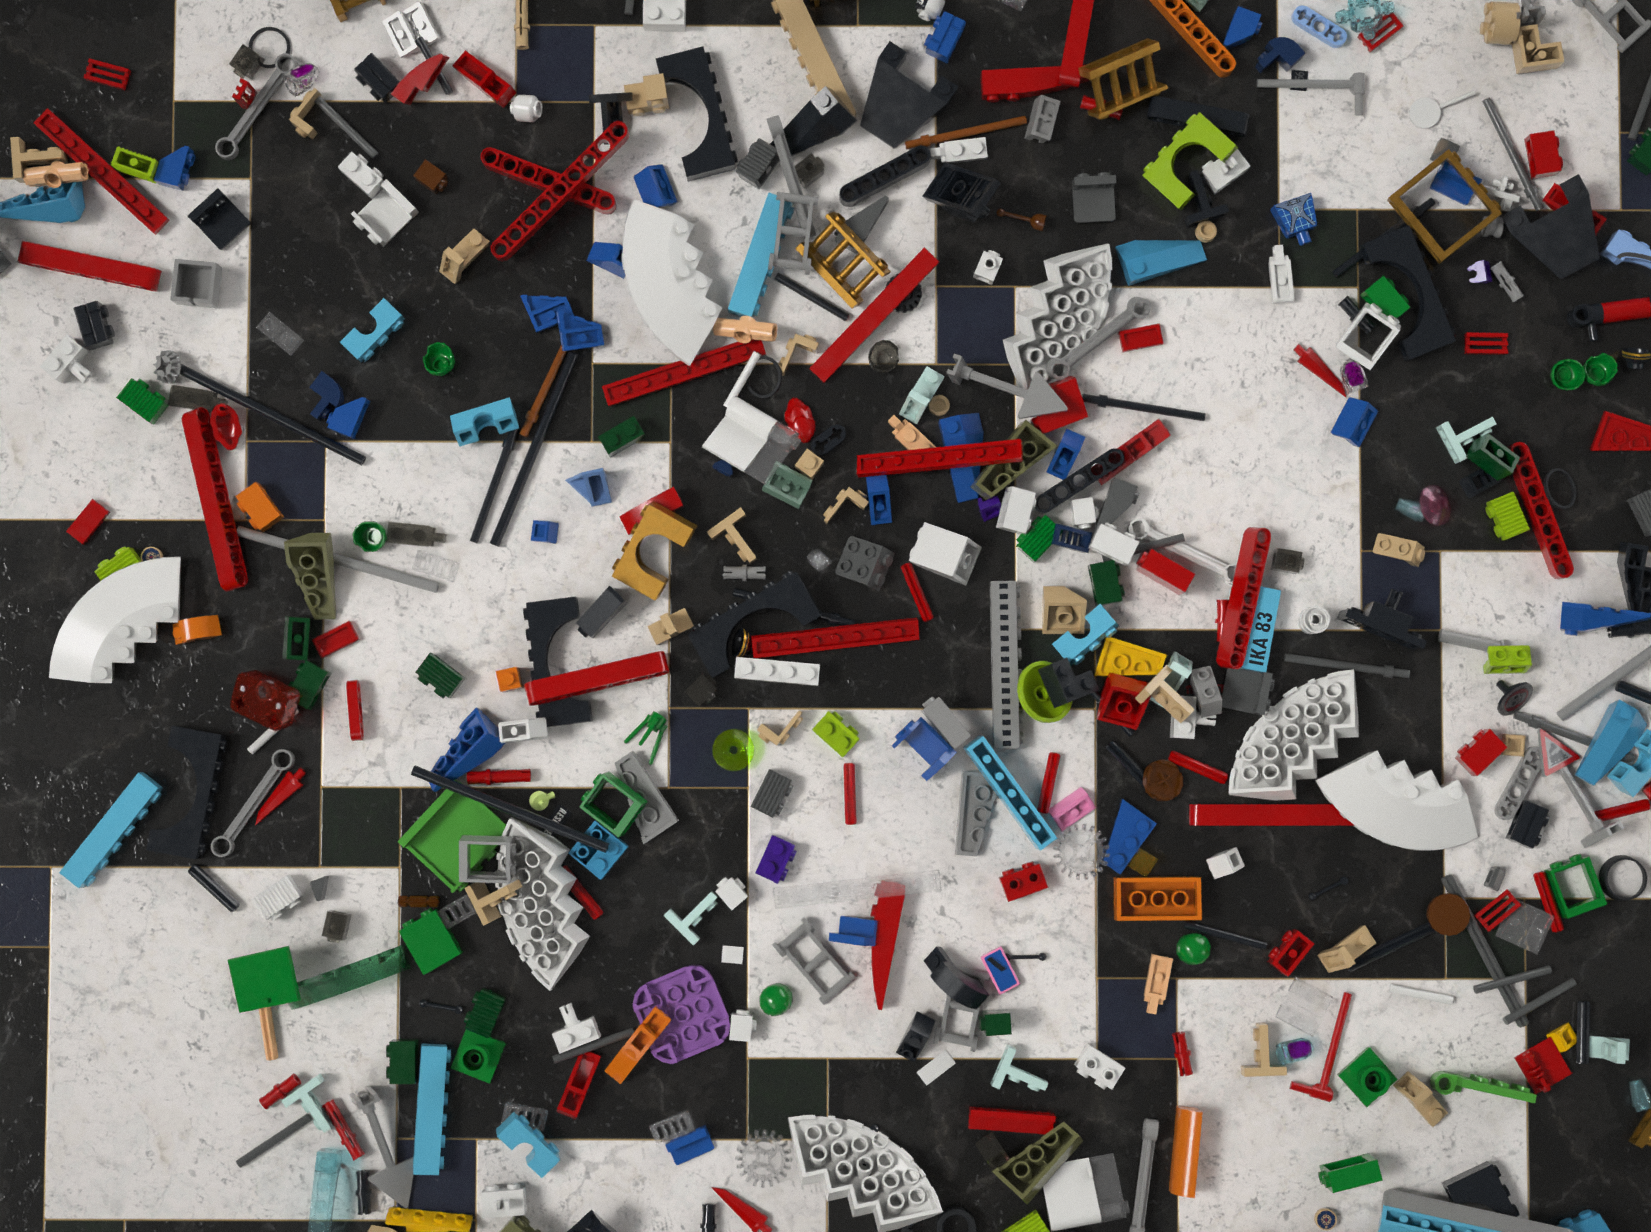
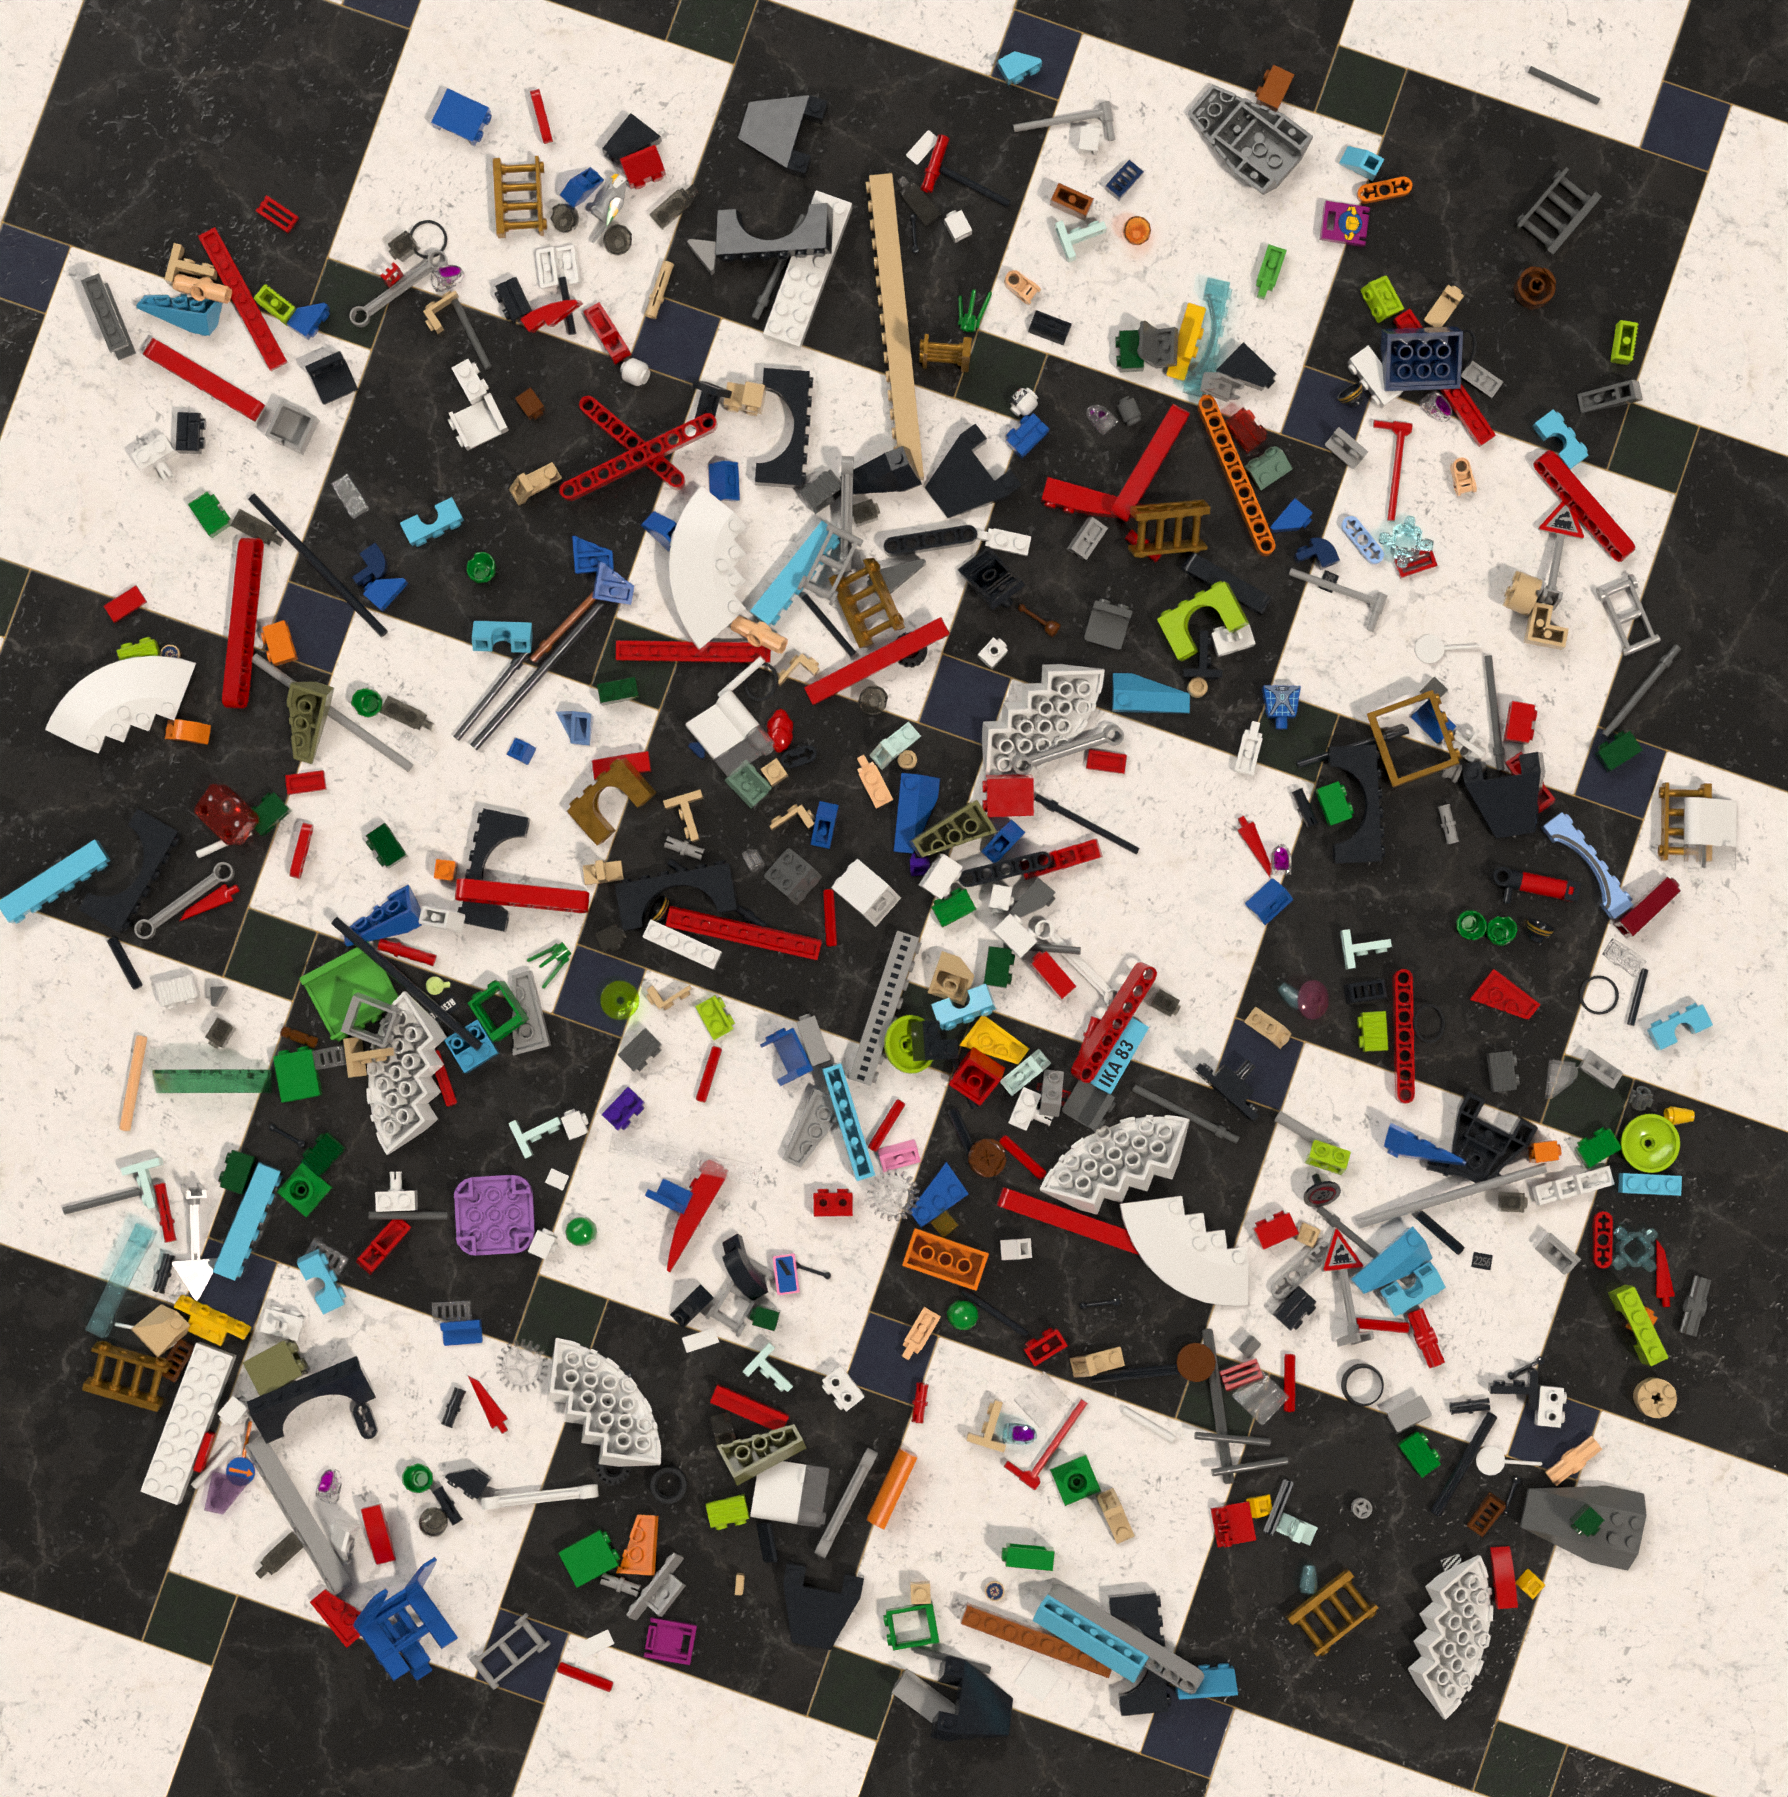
camera: 20 degrees right, 0 degrees up
(172, 370) = (244, 497): light grey gear -> none
(225, 425) = (274, 561): red arm -> none
(264, 979) = (142, 1057): green container -> none
(280, 1091) = (121, 1160): red pin -> none
(296, 638) = (272, 769): dark green brick -> none
(601, 613) = (546, 839): black slope -> none
(638, 1045) = (446, 1228): orange slope -> none
(808, 928) = (630, 1178): light grey piece -> none
(926, 140) = (977, 522): dark orange bar -> none
(940, 458) = (889, 807): red plate -> none
(1038, 399) = (993, 785): light grey piece -> none
(1084, 539) = (991, 925): dark blue slope -> none
(1166, 696) = (1013, 1084): tan bracket -> none
(1313, 620) = (1169, 1063): white wheel -> none
(1356, 352) = (1292, 841): white window -> none
(1477, 1082) = (1170, 1518): bright green hinge -> none
(1483, 272) = (1430, 808): tile -> none
(1492, 457) = (1377, 974): dark green brick -> none
(1504, 343) = (1426, 878): red tile -> none
(1586, 905) = (1317, 1397): green window -> none

